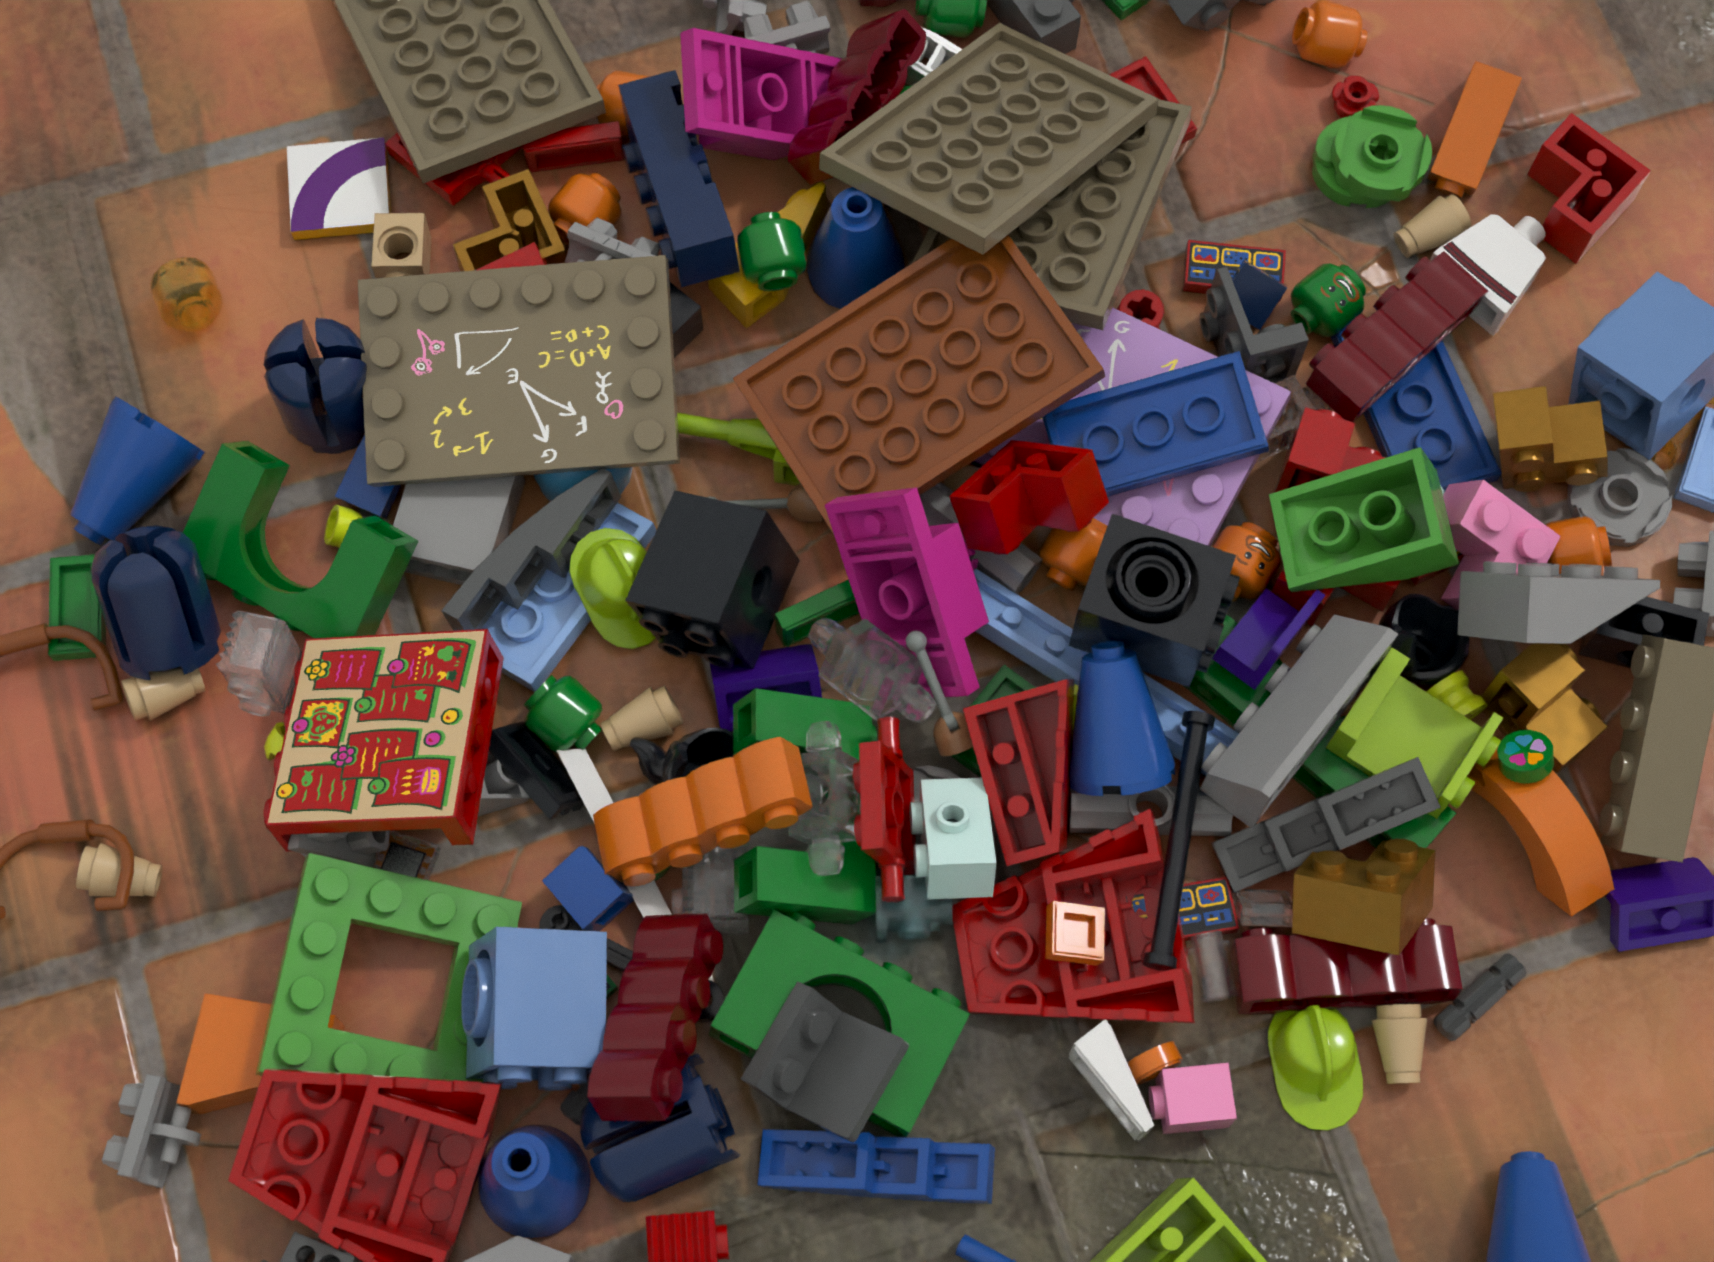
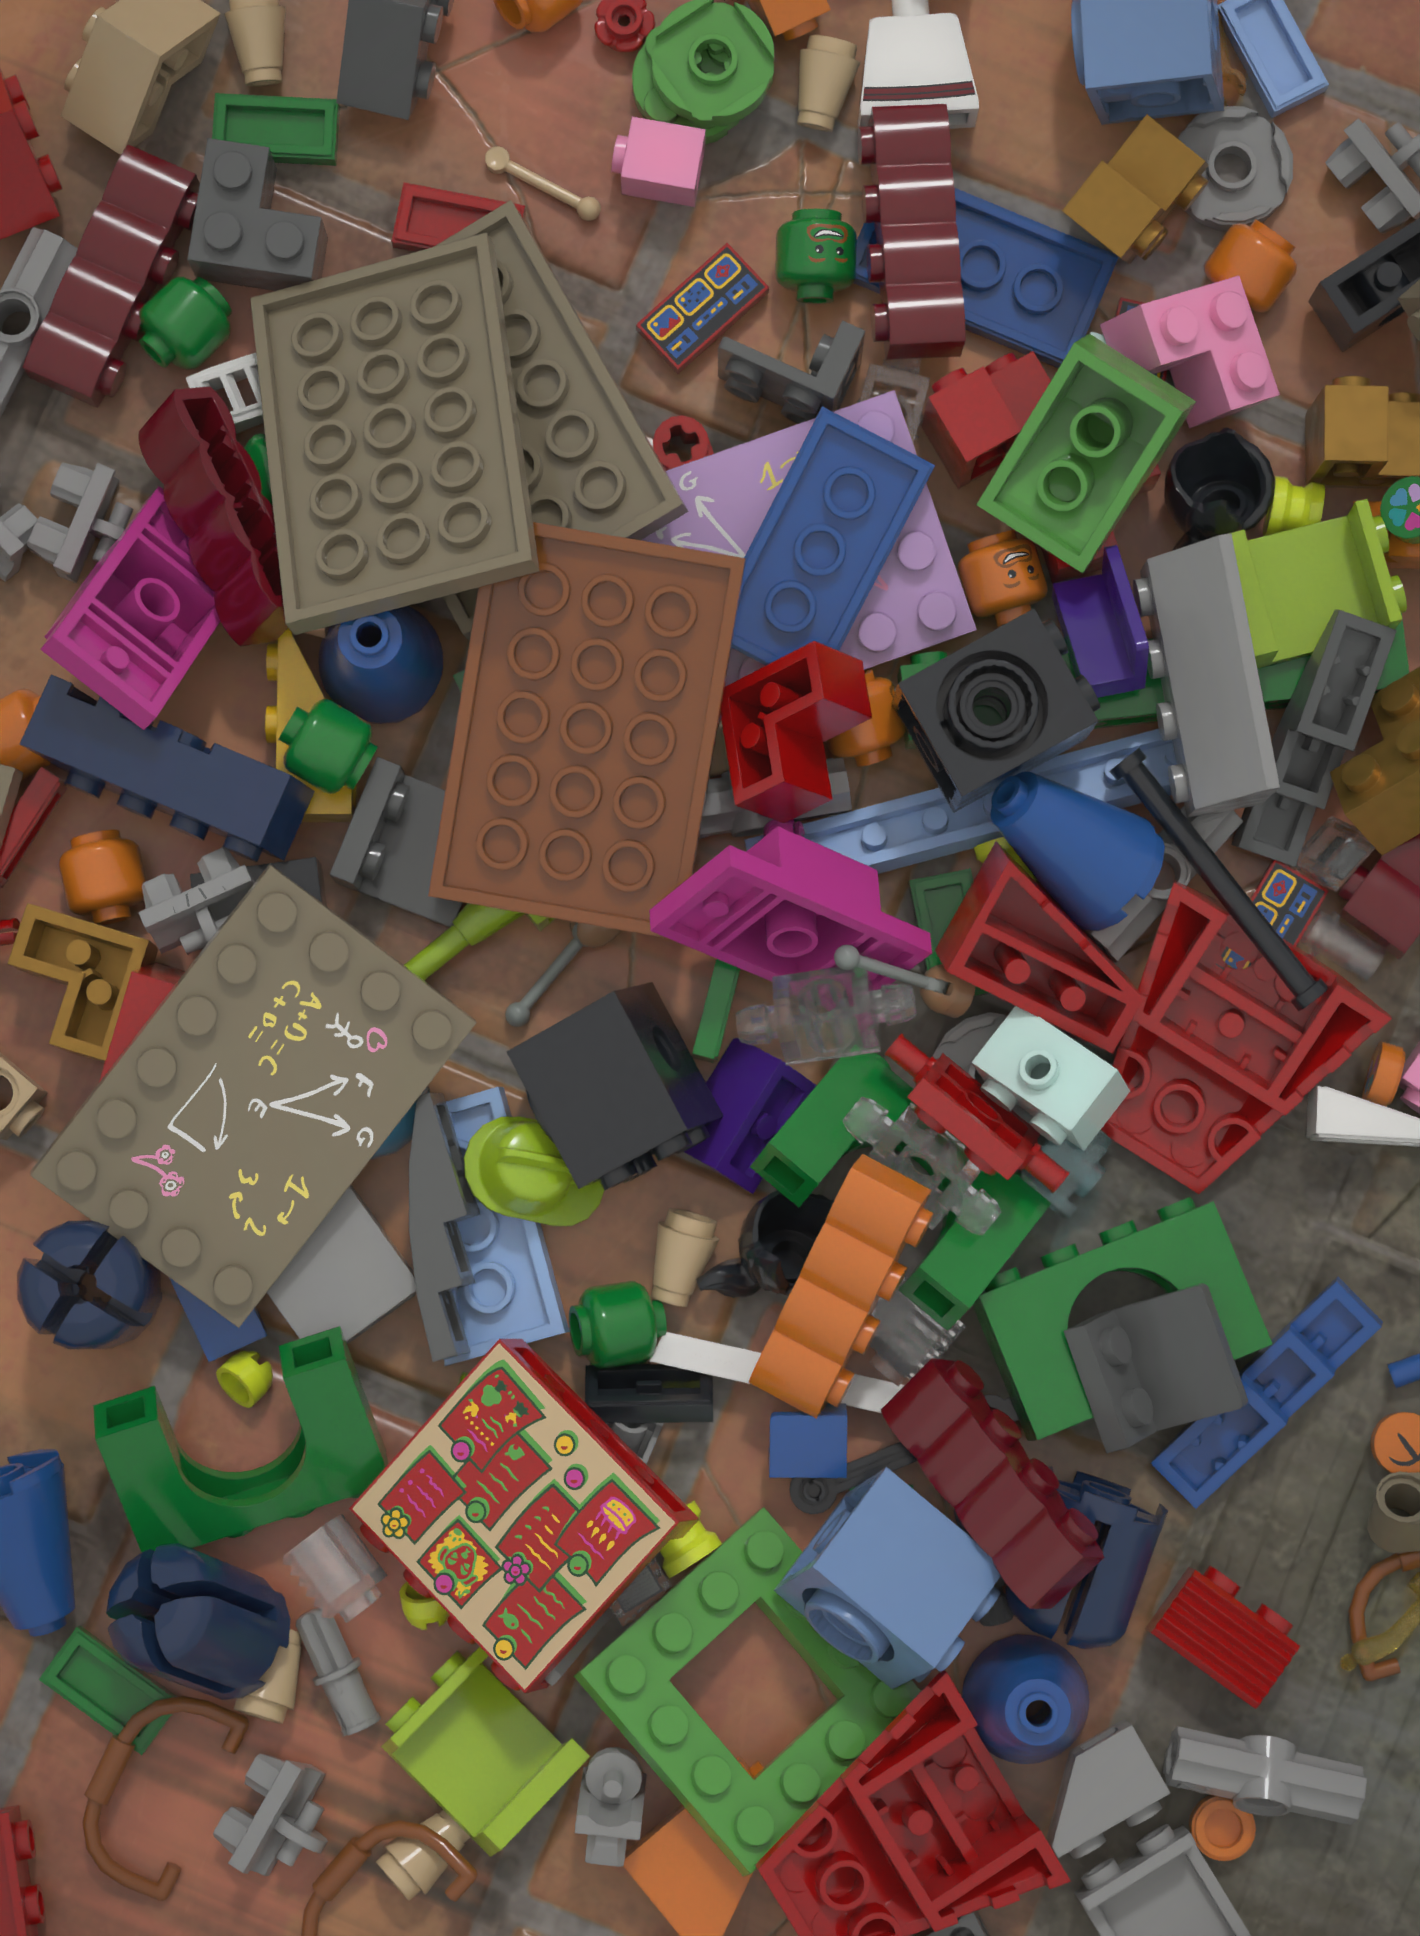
camera: 50 degrees left, 15 degrees up
(70, 765) = (282, 1821): none -> light grey hips
(196, 727) = (337, 1672): none -> light grey axle
(211, 851) = (480, 1752): none -> lime panel
(238, 956) = (610, 1805): none -> light grey hips
(457, 864) = (691, 1548): none -> neon yellow wheel
(742, 336) = (394, 844): none -> dark grey bracket
(1075, 933) = (1221, 1045): tile -> none
(1209, 99) = (499, 161): none -> tan hinge
(1257, 292) = (749, 315): dark blue tile -> none
(1296, 176) = (660, 161): none -> bright pink brick
(1543, 604) = (1304, 360): light grey slope -> none

